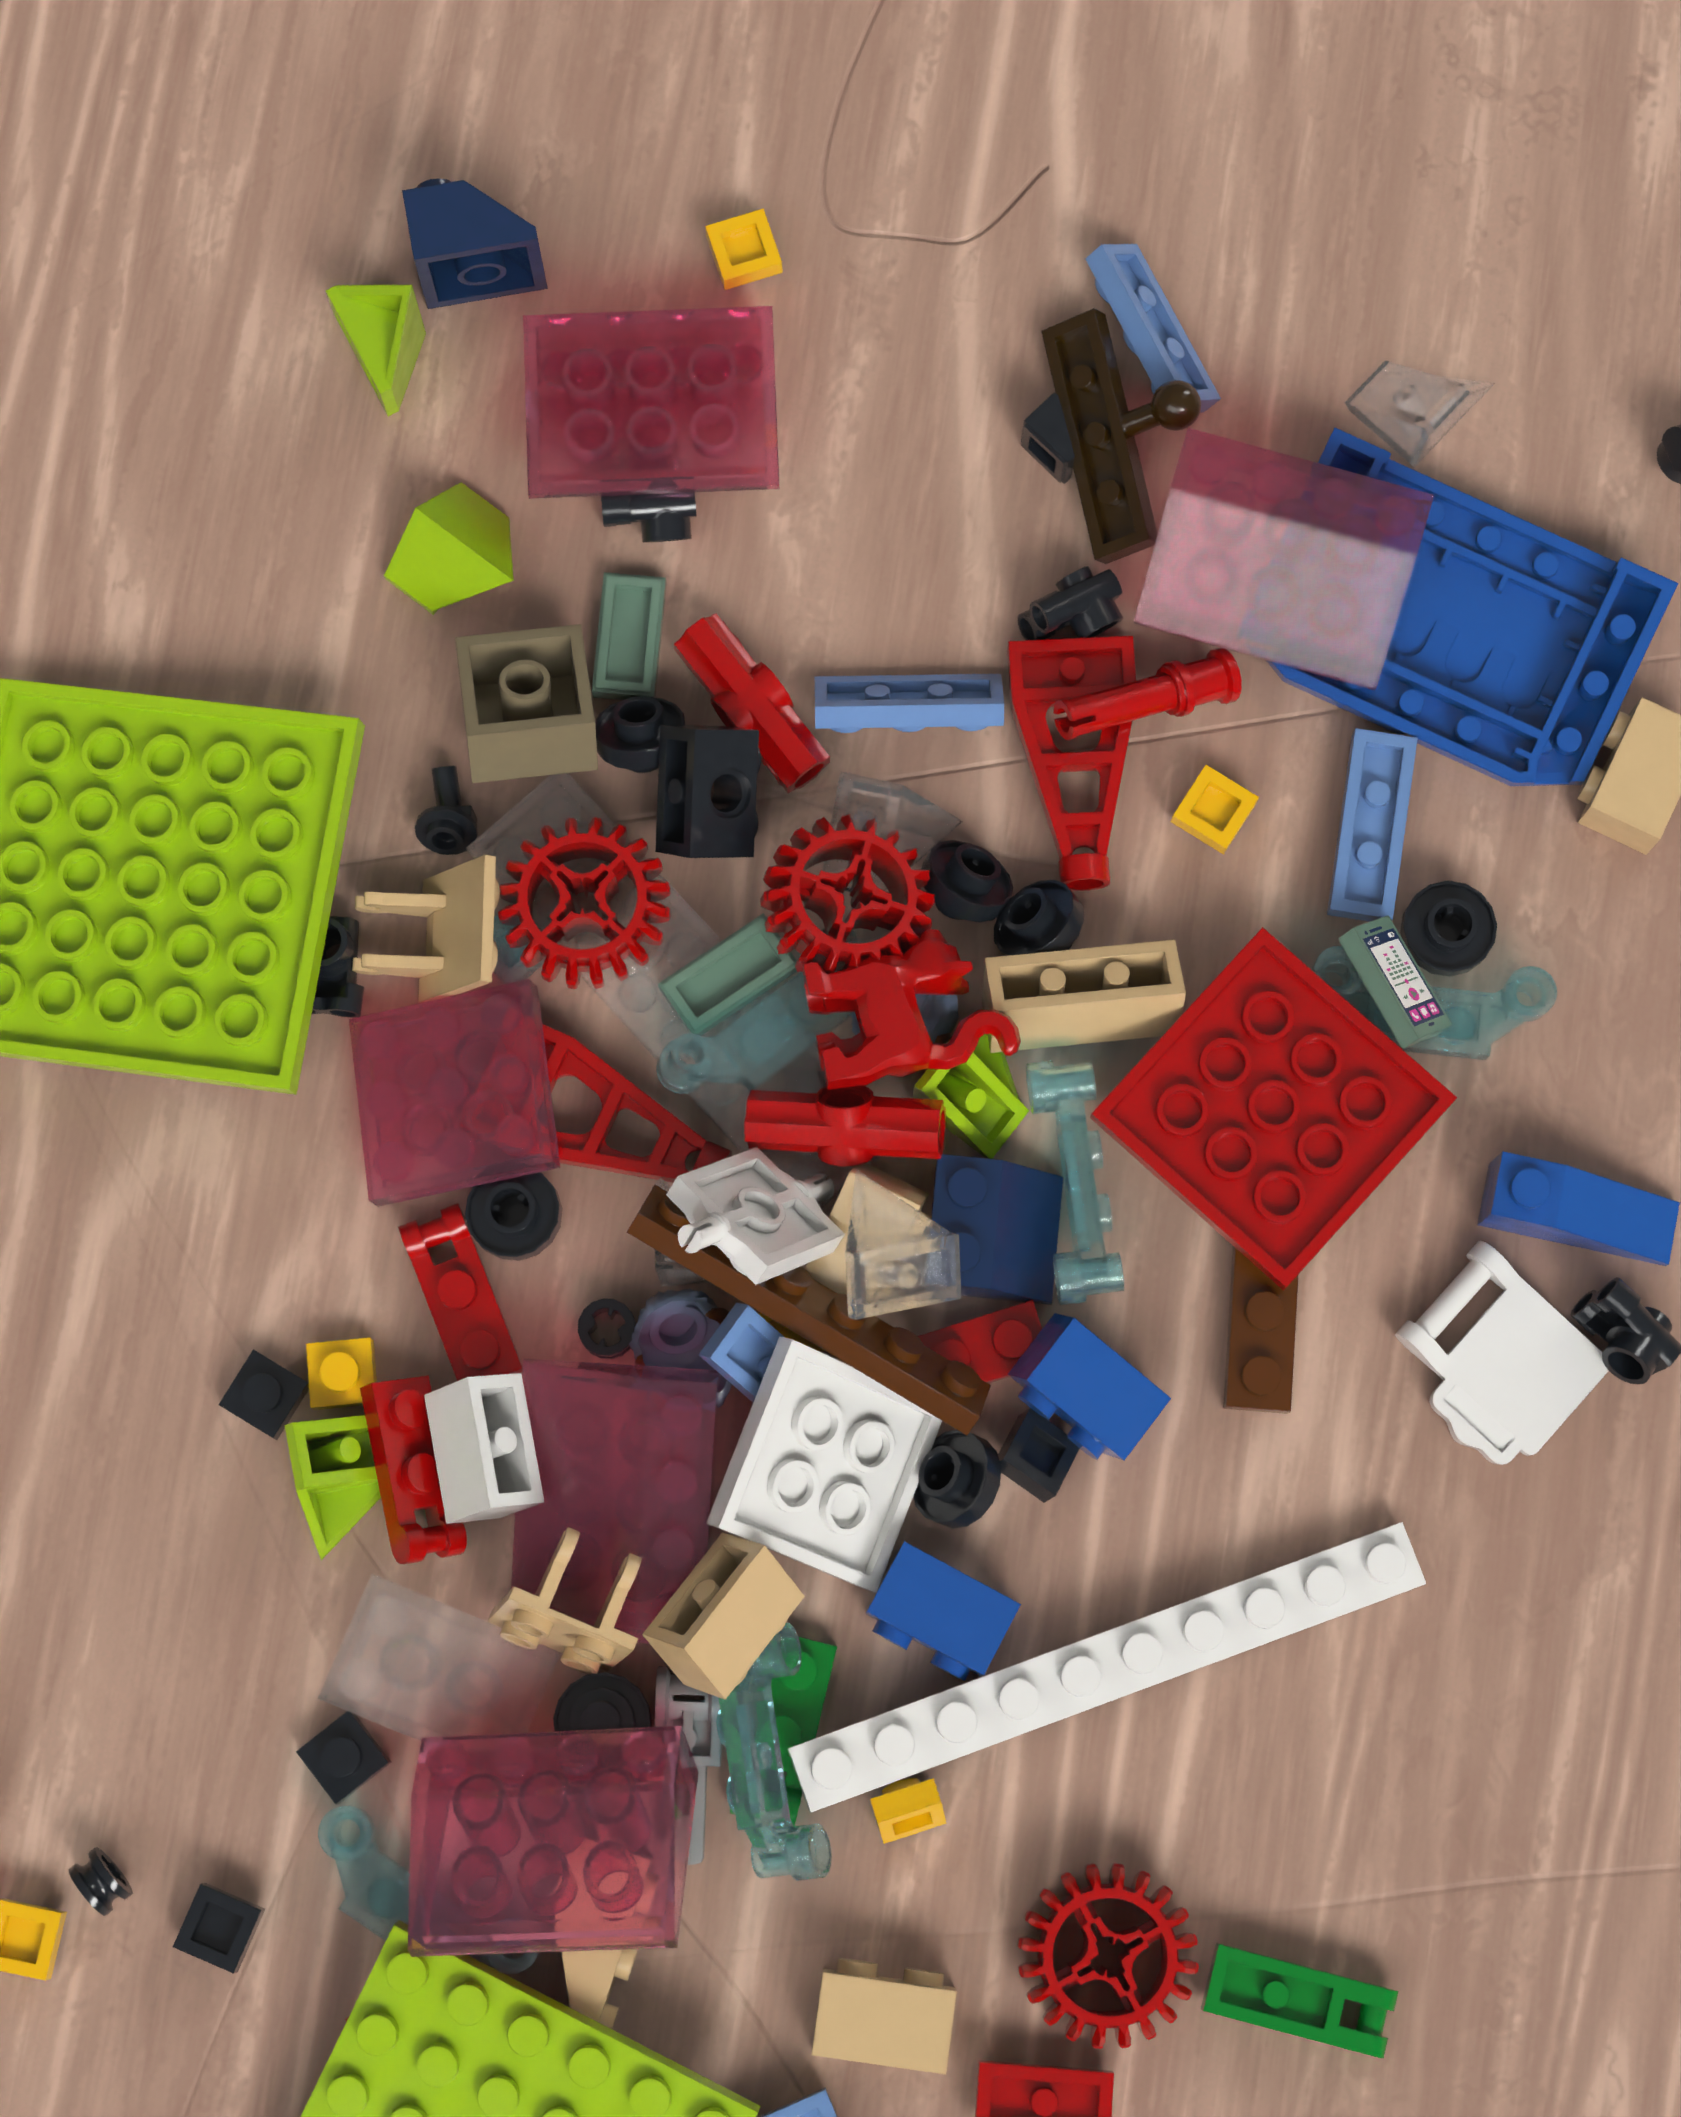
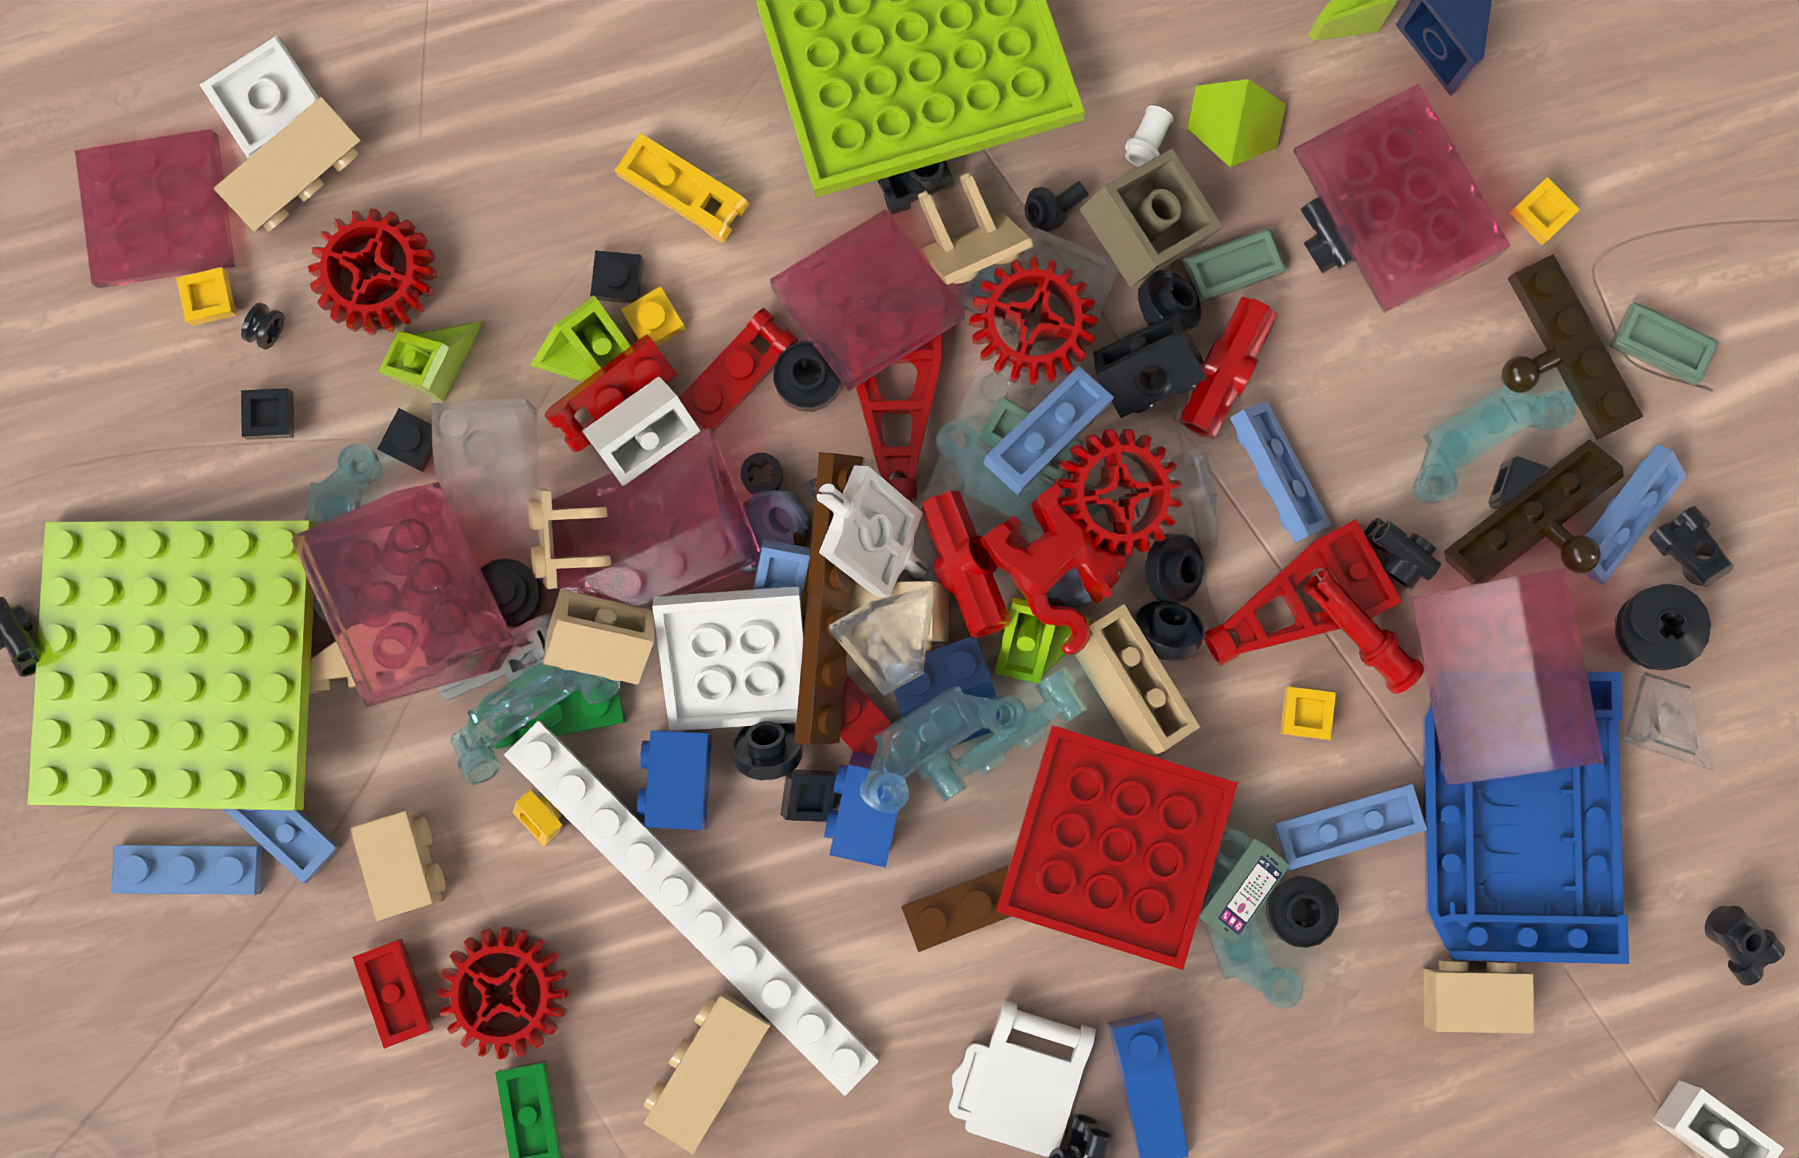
camera: 65 degrees right, 5 degrees up
(81, 1722) = (363, 307): none -> red gear
(191, 1259) = (680, 186): none -> yellow plate
(248, 1684) = (430, 358): none -> lime slope
(419, 659) = (1148, 136): none -> white pin
(730, 947) = (1048, 430): none -> medium blue plate
(923, 298) = (1571, 348): none -> dark brown plate
(968, 192) = (1664, 343): none -> sand green tile
(971, 449) = (1480, 430): none -> clear light blue plate
(1036, 1267) = (928, 734): none -> clear light blue plate
(1212, 282) = (1689, 538): none -> black plate
(1286, 379) = (1641, 619): none -> black piece
(1320, 1741) = (705, 1070): none -> tan brick

